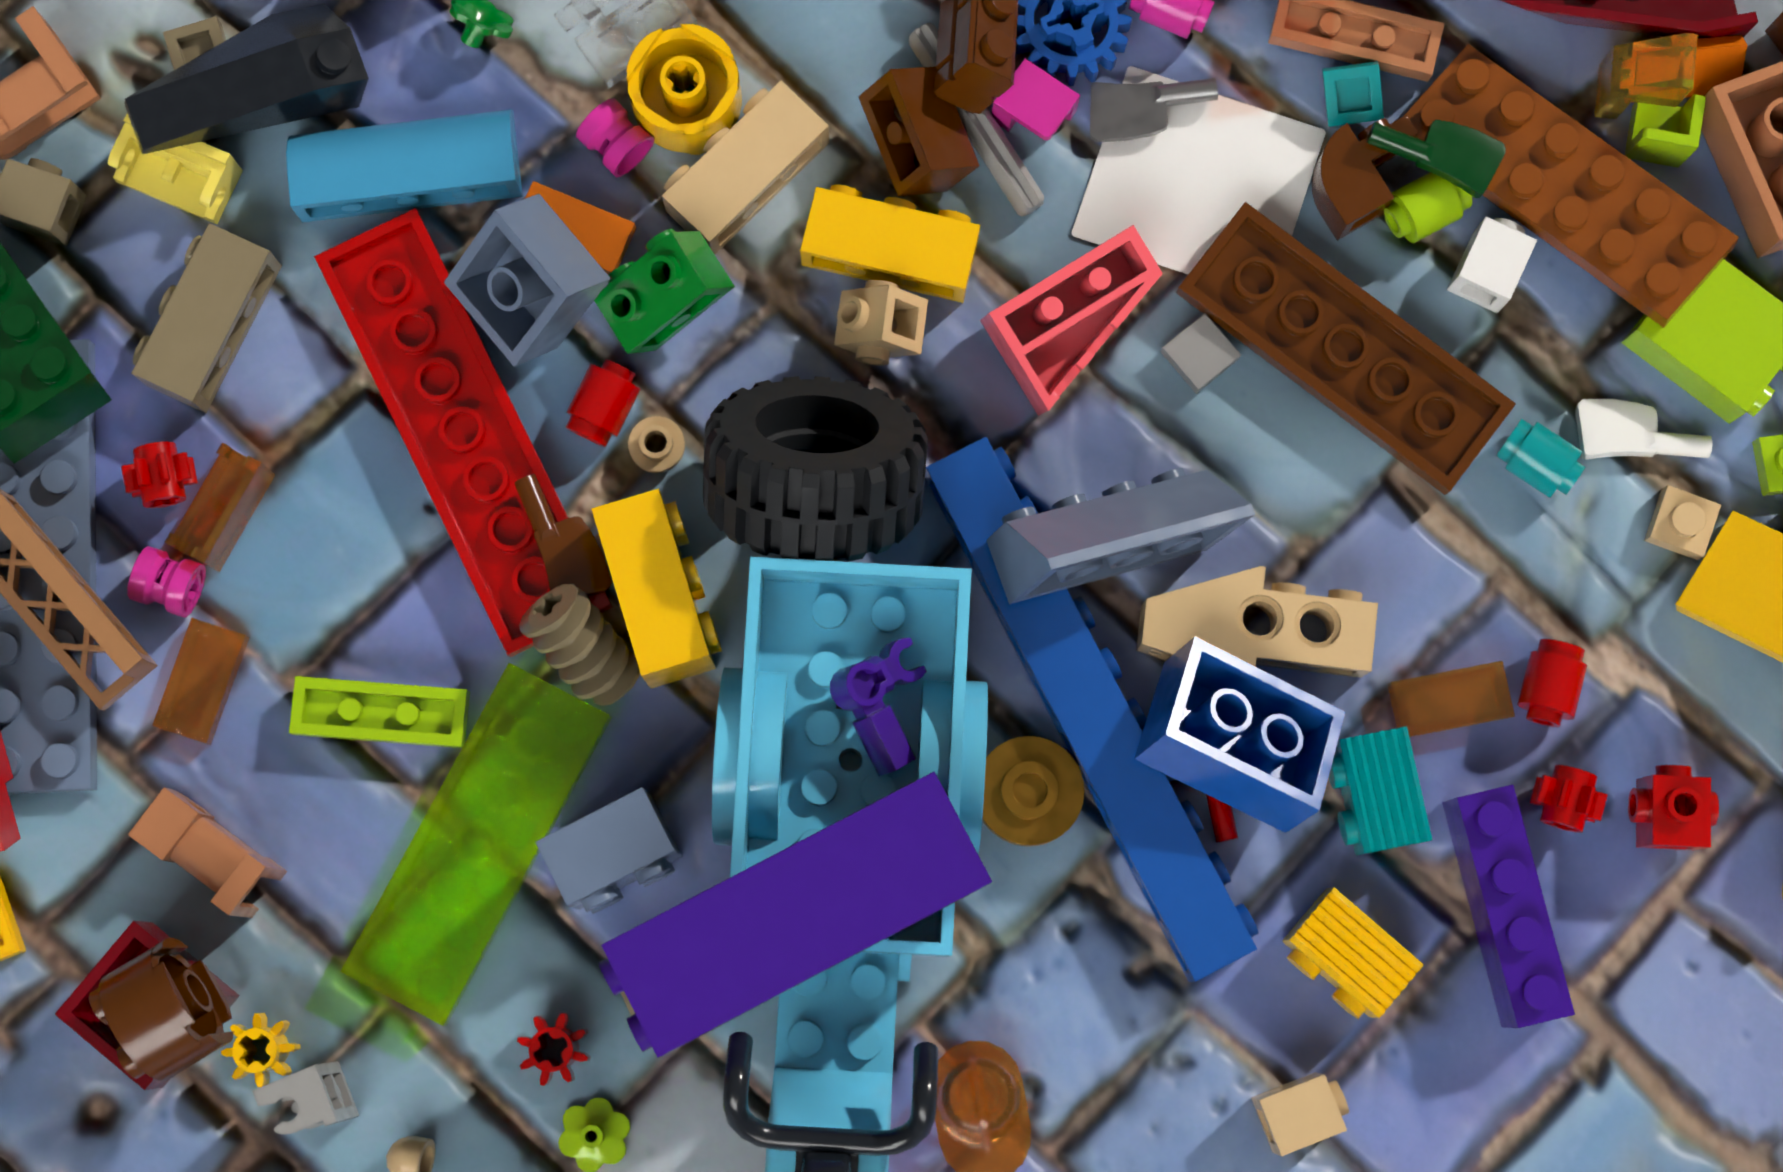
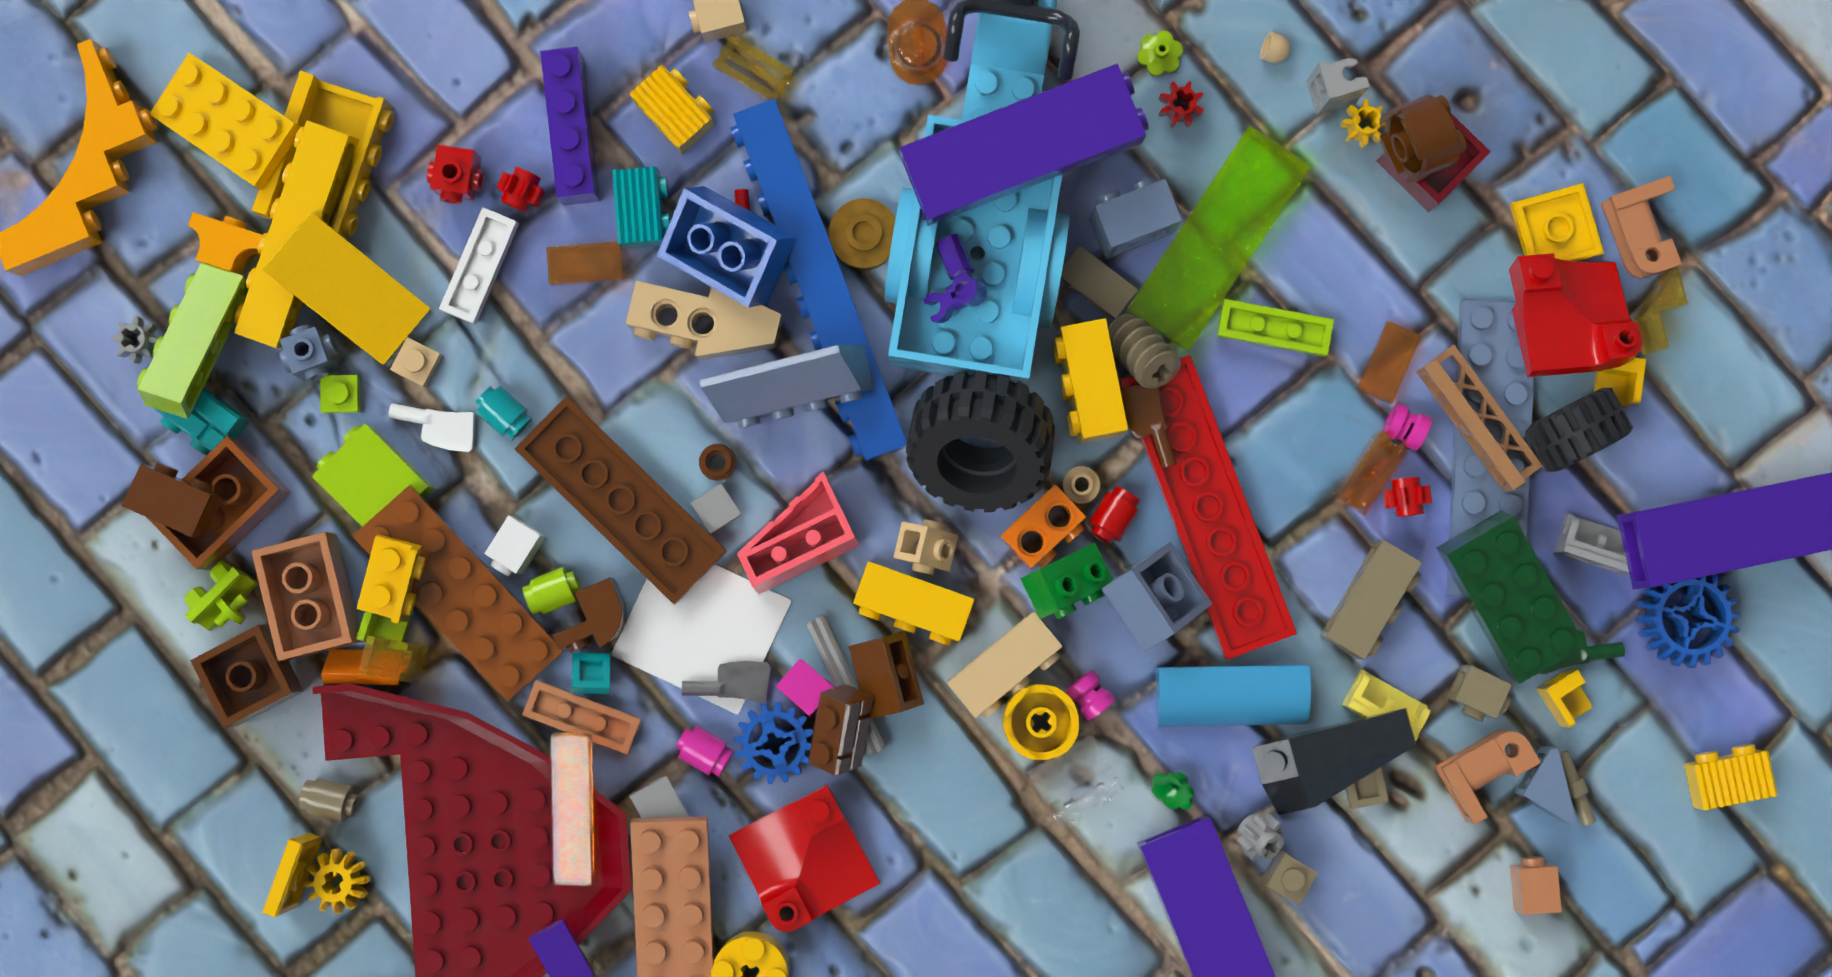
camera: 170 degrees left, 5 degrees up
(187, 835) = (1389, 250): nougat piece -> none
(598, 230) = (1112, 634): orange tile -> none
(659, 754) = (1097, 282): none -> dark tan tile
(716, 377) = (1037, 521): none -> orange brick
(1217, 407) = (707, 456): none -> reddish brown plate
(1278, 1055) = (727, 53): none -> clear yellow tile
(1448, 150) = (534, 620): dark green piece -> none
(1552, 682) = (518, 264): red brick -> none
(1614, 676) = (479, 266): none -> white plate
(1672, 179) = (390, 578): none -> yellow bracket

